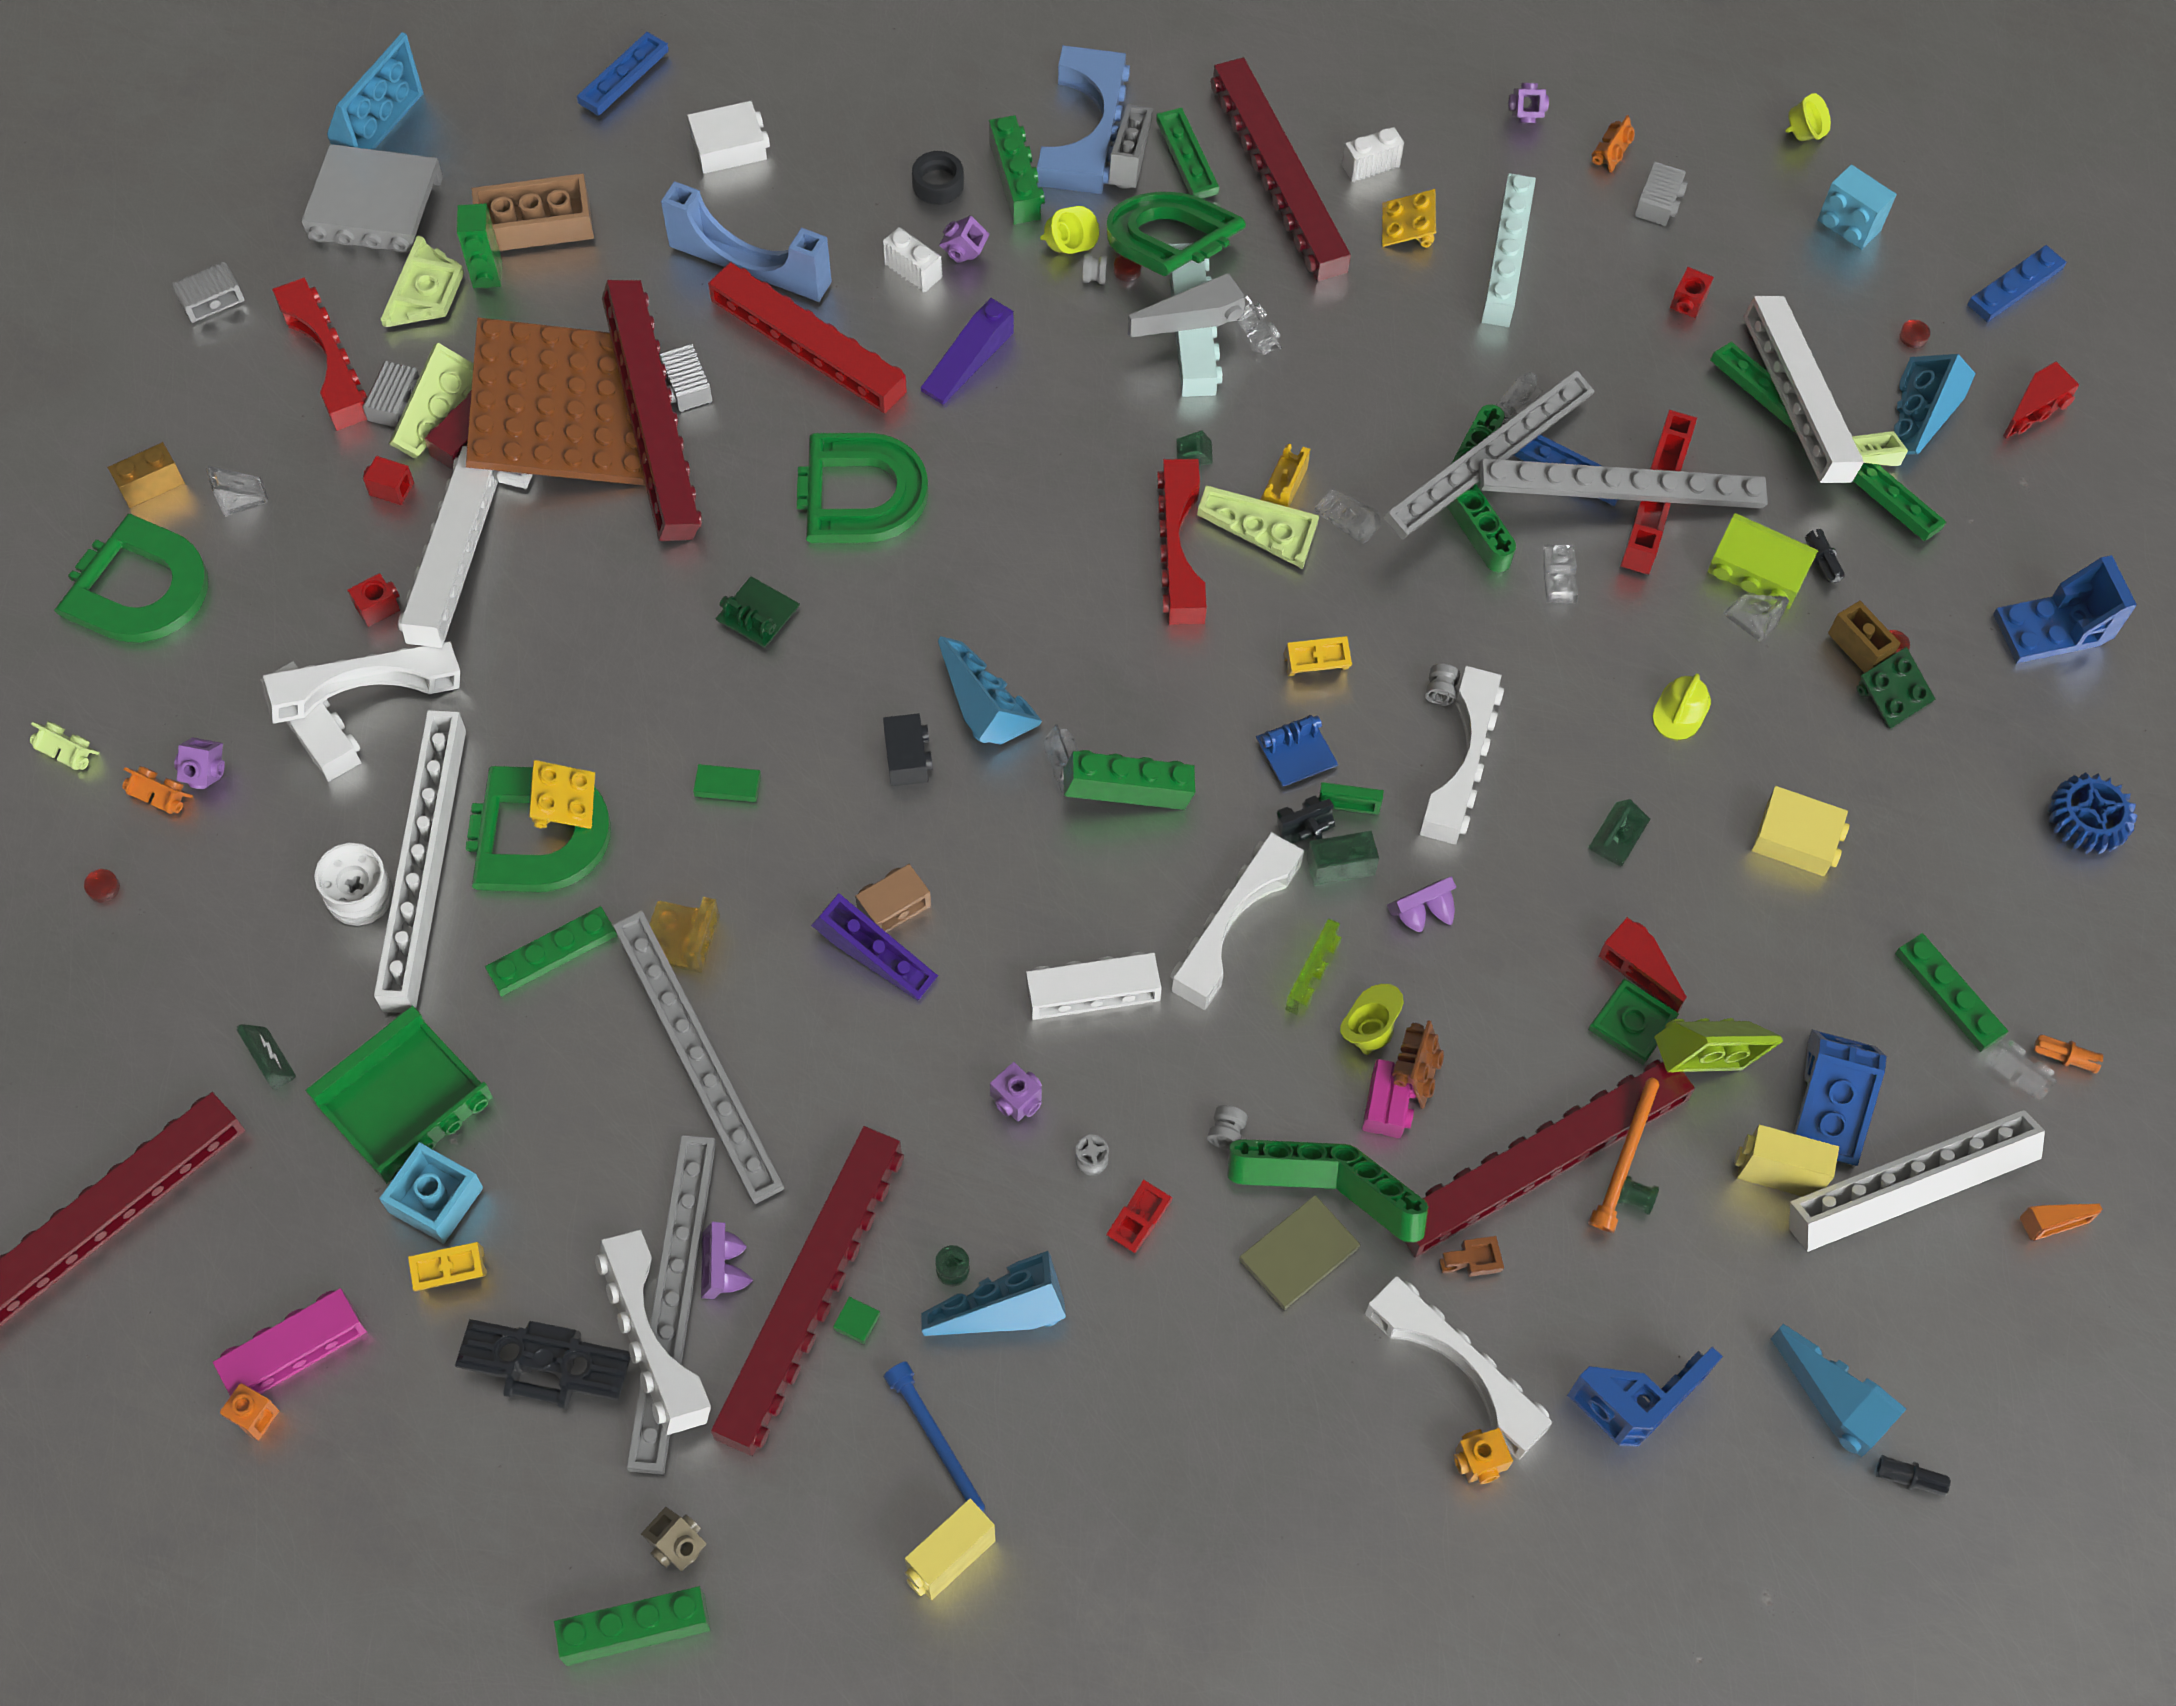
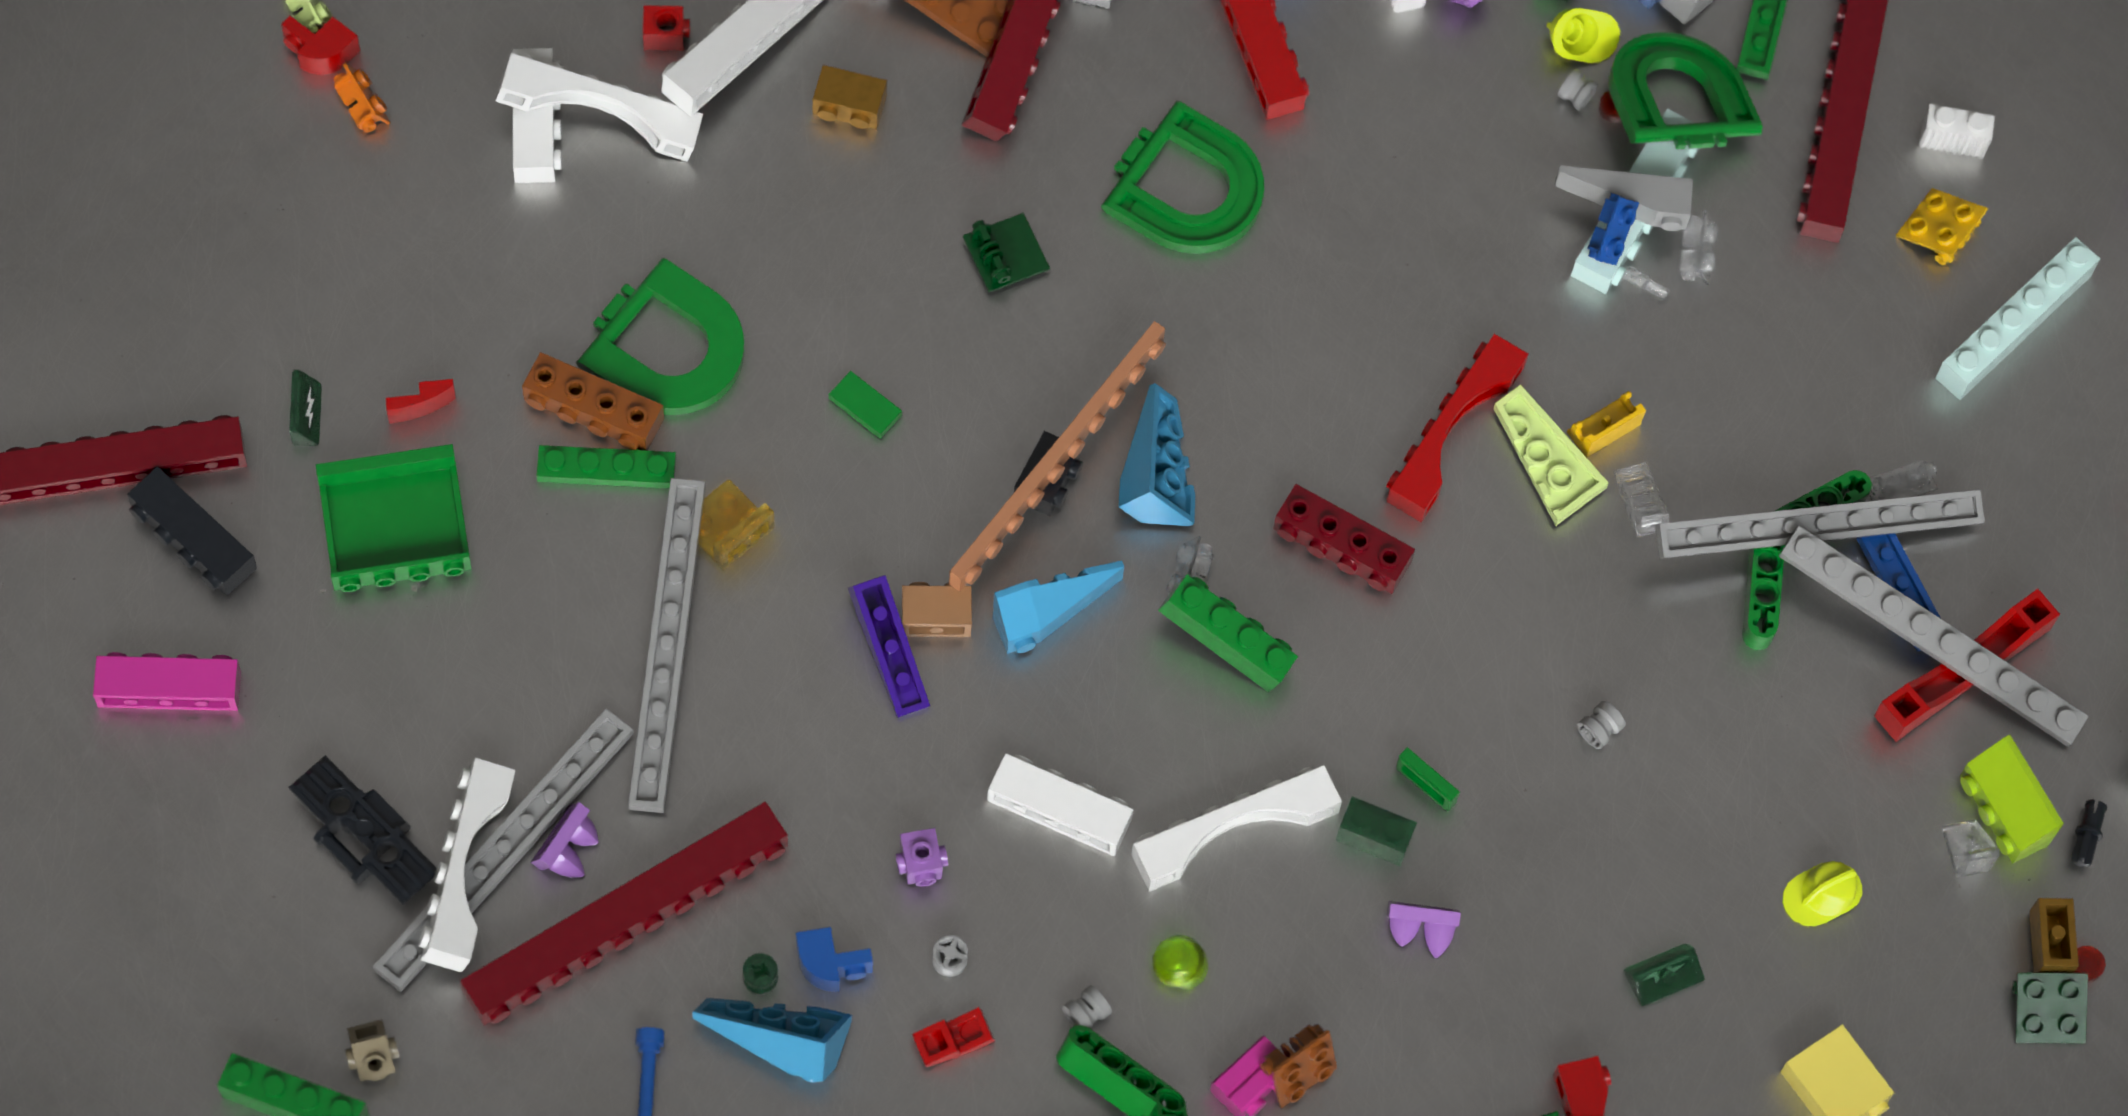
camera: 30 degrees right, 5 degrees up
(98, 772) = (323, 51): none -> red brick
(101, 885) = (261, 162): clear red tile -> none
(199, 762) = (412, 97): medium lavender brick -> none
(230, 1209) = (191, 531): none -> black brick
(249, 1411) = (101, 717): orange bracket -> none
(347, 870) = (478, 282): white wheel -> none
(361, 995) = (432, 397): none -> red slope
(420, 862) = (545, 311): white brick -> none
(431, 1193) = (363, 624): medium azure brick -> none
(447, 1266) = (336, 697): yellow hinge -> none
(506, 907) = (592, 403): none -> dark orange brick
(557, 568) = (849, 97): none -> pearl gold brick
(561, 795) = (706, 326): yellow hinge -> none
(856, 1320) = (647, 967): green tile -> none
(910, 738) = (1051, 465): none -> nougat plate
(970, 350) = (1392, 104): dark purple slope -> none
(970, 850) = (1034, 611): none -> dark azure wedge
(996, 1225) = (823, 966): none -> blue brick
(1160, 665) = (1343, 539): none -> dark red brick
(1195, 324) = (1609, 243): none -> blue hinge
(1195, 446) = (1541, 339): clear green slope -> none
(1236, 370) = (1644, 282): none -> clear pin
(1269, 1047) = (1180, 962): none -> clear neon green hair
(1297, 750) = (1414, 702): blue hinge -> none
(1308, 822) = (1368, 776): black hips -> none
(1314, 967) = (1274, 915): clear neon green plate -> none
(1317, 655) = (1499, 622): yellow hinge -> none
(1373, 1017) = (1288, 996): neon yellow piece -> none
(1447, 805) = (1515, 845): white arch -> none
(1560, 573) = (1806, 686): clear slope -> none

